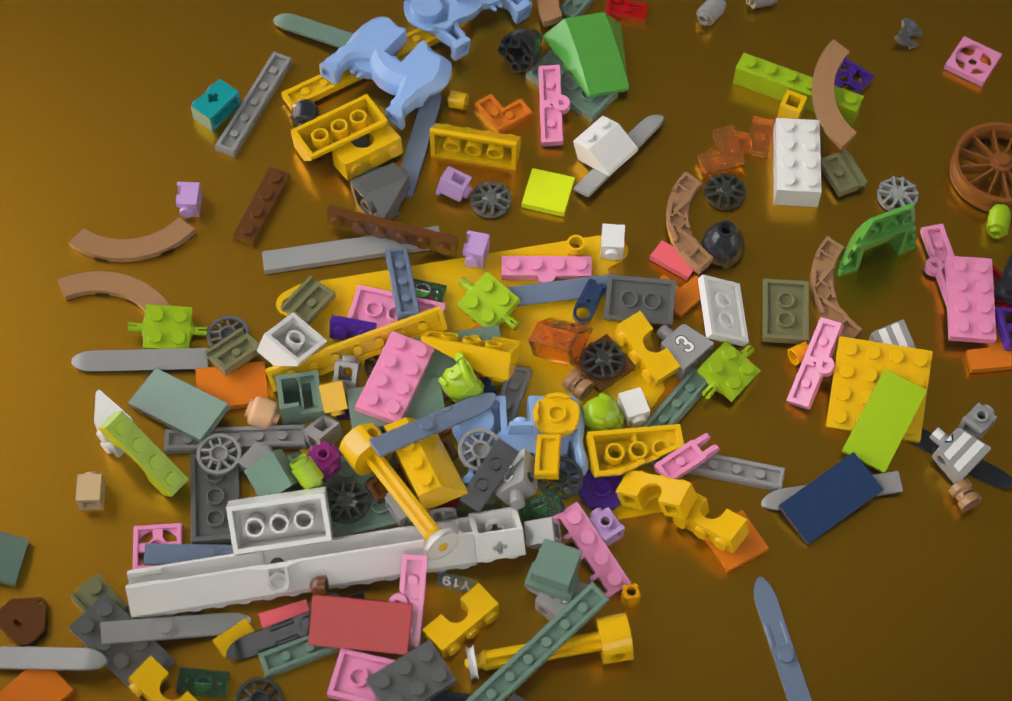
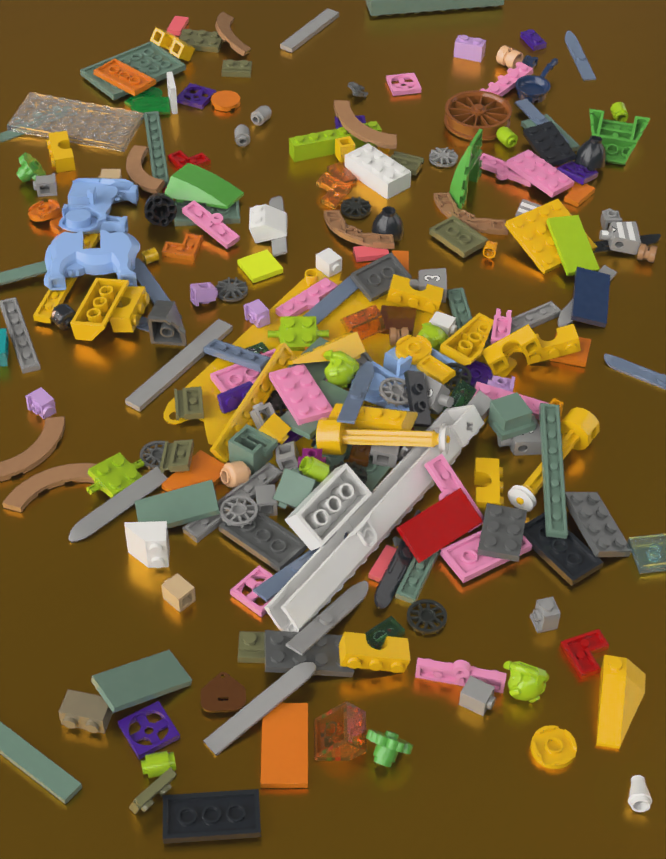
camera: 45 degrees left, 15 degrees down
(157, 466) = (177, 527): lime arch -> none
(228, 637) = (367, 598): yellow sticker -> none
(261, 206) = (93, 380): reddish brown plate -> none
(290, 342) = (211, 424): white slope -> none
(320, 585) = (396, 519): reddish brown hinge -> none
(392, 230) = (196, 334): reddish brown plate -> none
(455, 582) = (463, 470): clear light blue sticker -> none
(475, 146) = (192, 267): yellow slope -> none
(589, 300) = (352, 295): dark blue piece -> none
(603, 359) = (400, 314): pearl dark grey wheel -> none
(723, 310) = (429, 254): white plate -> none
(728, 371) = (467, 278): lime plate -> none
(816, 363) = (507, 244): bright pink hinge -> none

